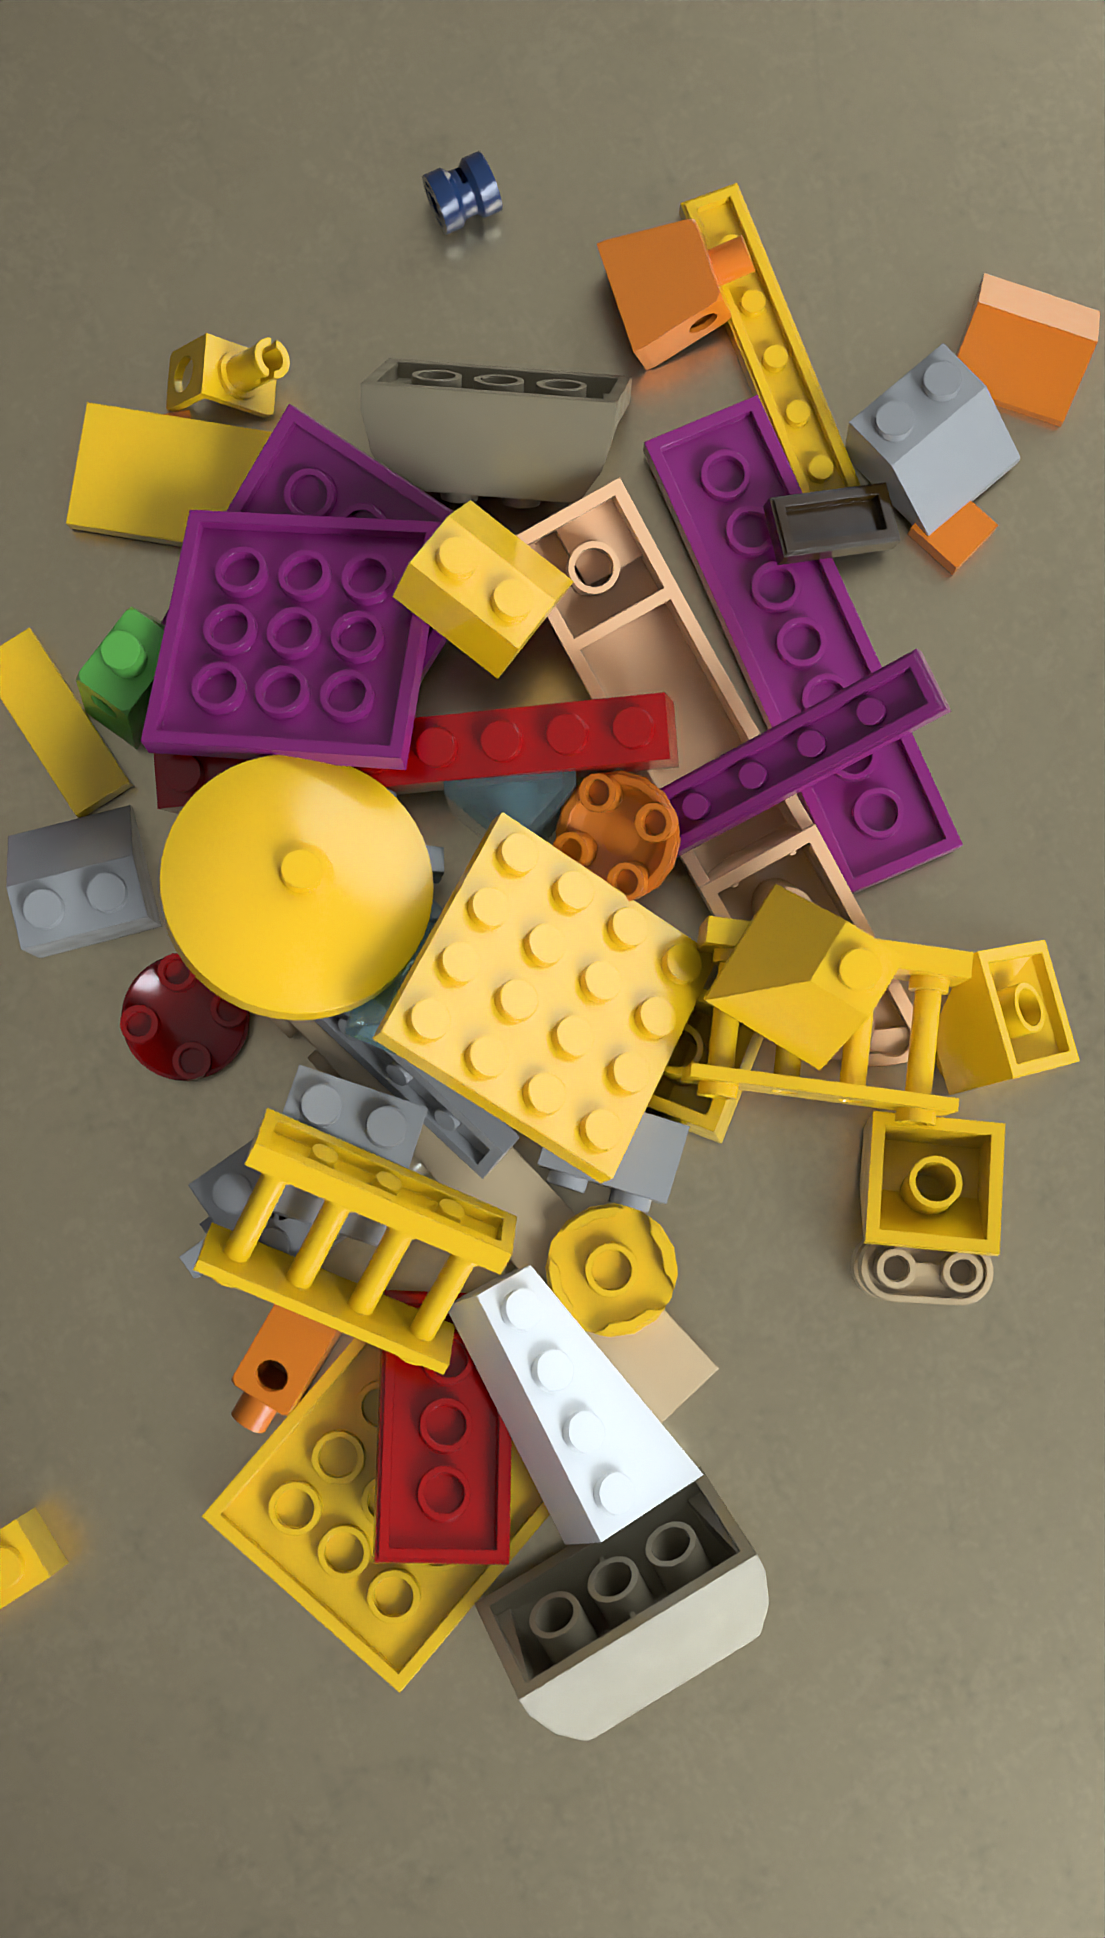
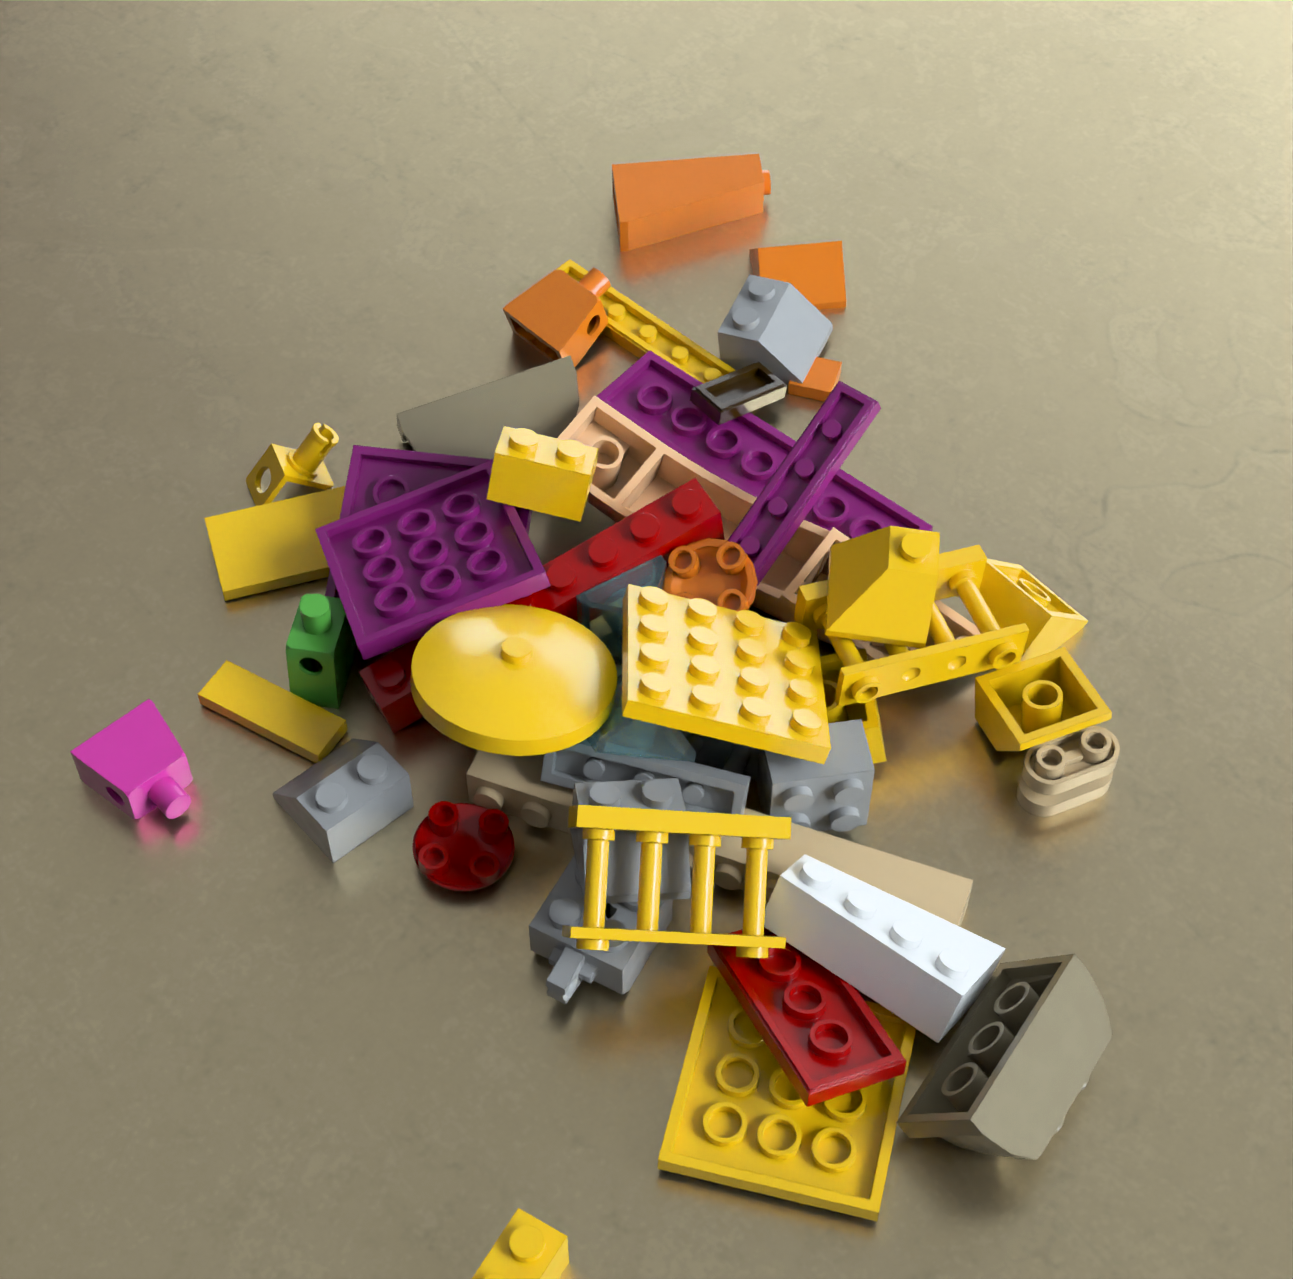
camera: 25 degrees left, 30 degrees down
(280, 1366) = (663, 998): orange torso -> none
(462, 192) = (395, 325): dark blue wheel -> none
(612, 1269) = (863, 842): yellow tile -> none
(941, 144) = (685, 196): none -> orange slope

